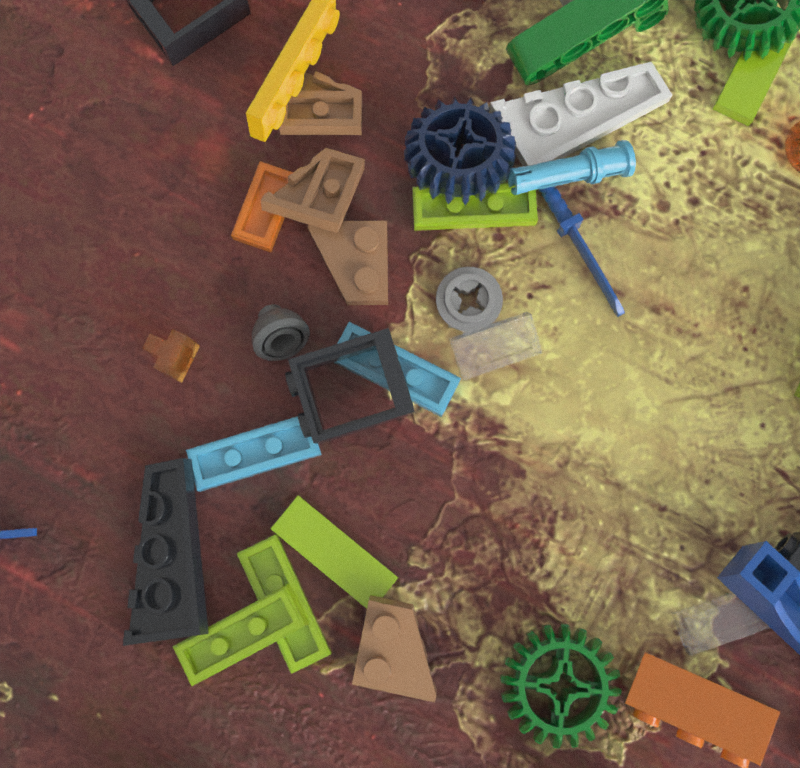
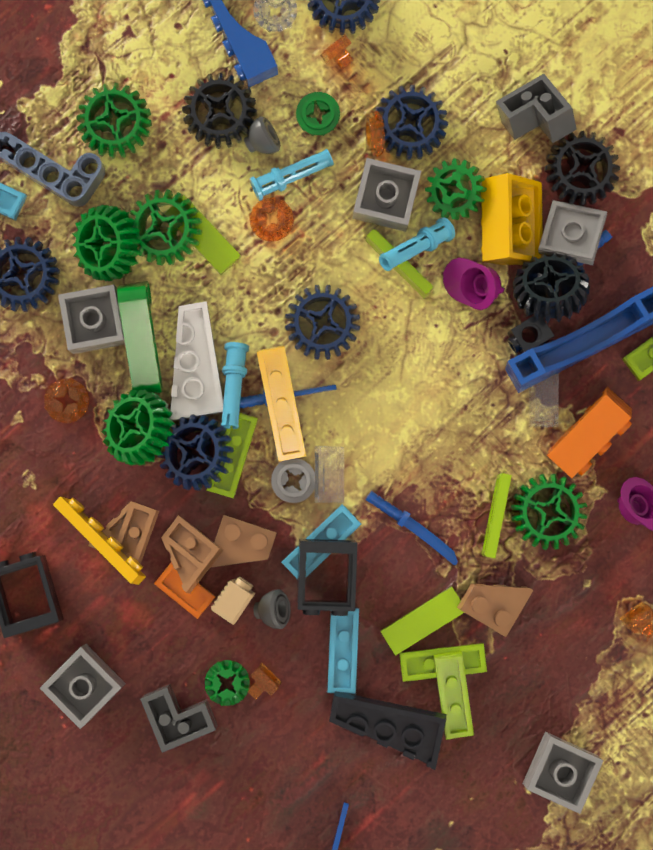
camera: 75 degrees left, 5 degrees up
(72, 246) = (173, 725): none -> dark grey brick
(87, 110) = (82, 685): none -> light grey brick
(159, 324) = (240, 683): none -> green gear
(271, 268) = (233, 599): none -> tan brick
(465, 60) = (152, 419): none -> green gear
(465, 491) = (404, 519): none -> blue sword
(526, 607) = (496, 515): none -> lime tile
(573, 240) = (281, 403): none -> yellow plate
(739, 261) = (334, 328): none -> dark blue gear

